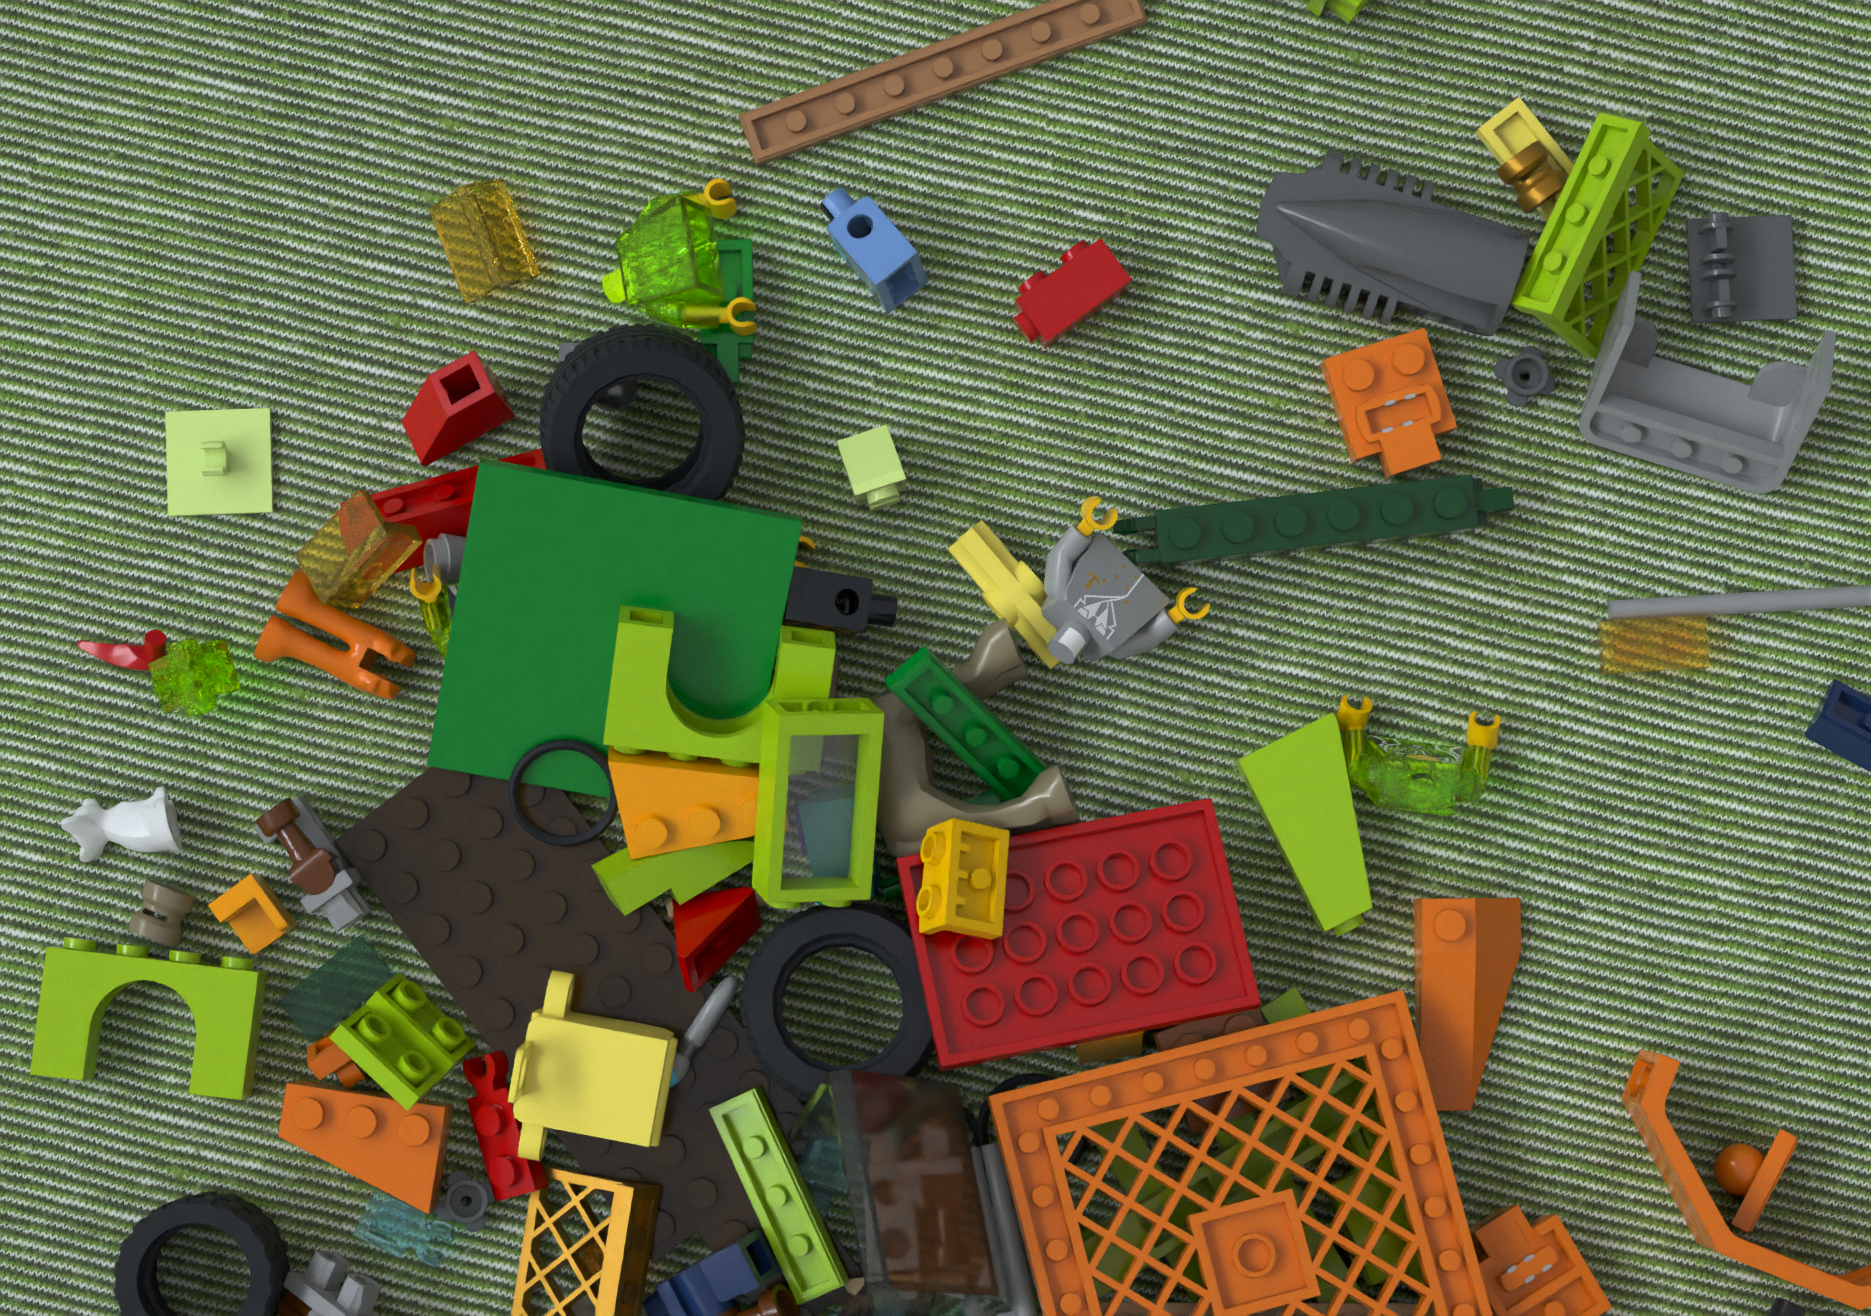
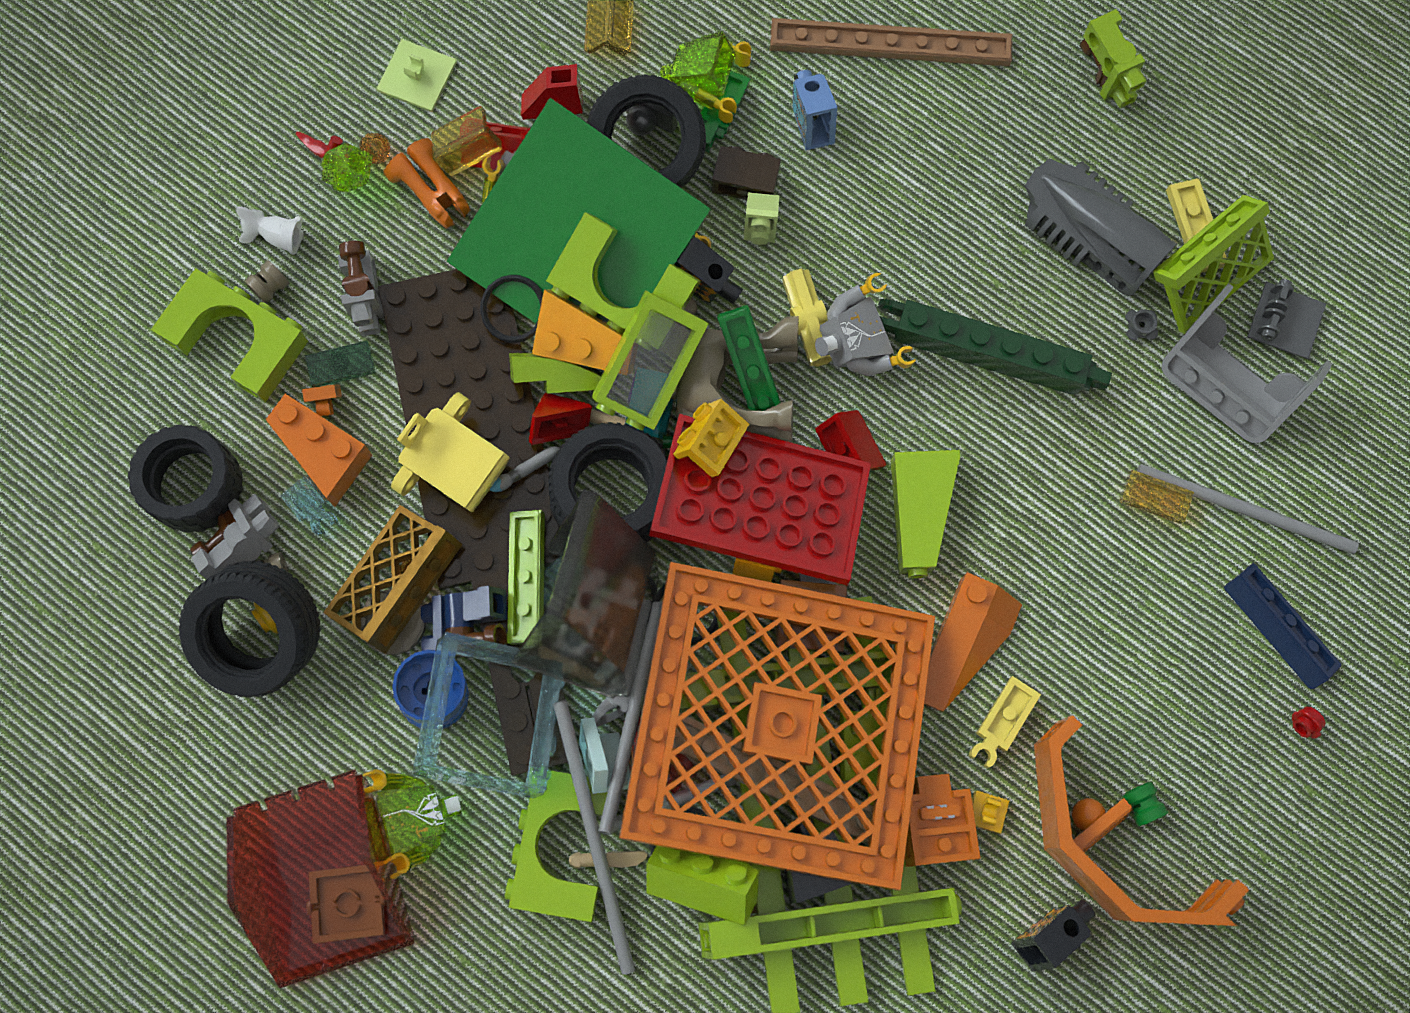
camera: 20 degrees right, 10 degrees down
(218, 618) = (377, 146): none -> clear orange plate
(253, 913) = (315, 303): light orange panel -> none
(403, 1040) = (360, 402): lime slope -> none
(451, 1206) = (351, 498): dark grey plate -> none
(499, 1130) = (384, 500): red plate -> none
(816, 403) = (744, 172): none -> dark brown brick
(1070, 294) = (909, 176): red brick -> none
(1164, 764) = (850, 437): none -> red panel
(1390, 402) = (1061, 304): orange piece -> none
(1415, 773) = (993, 504): clear neon green torso -> none
(1538, 187) = (1190, 216): pearl gold wheel -> none
(1565, 1084) = (1005, 719): none -> light yellow plate
(1596, 1227) = (989, 811): none -> yellow tile
(1813, 1117) = (1145, 804): none -> green wheel

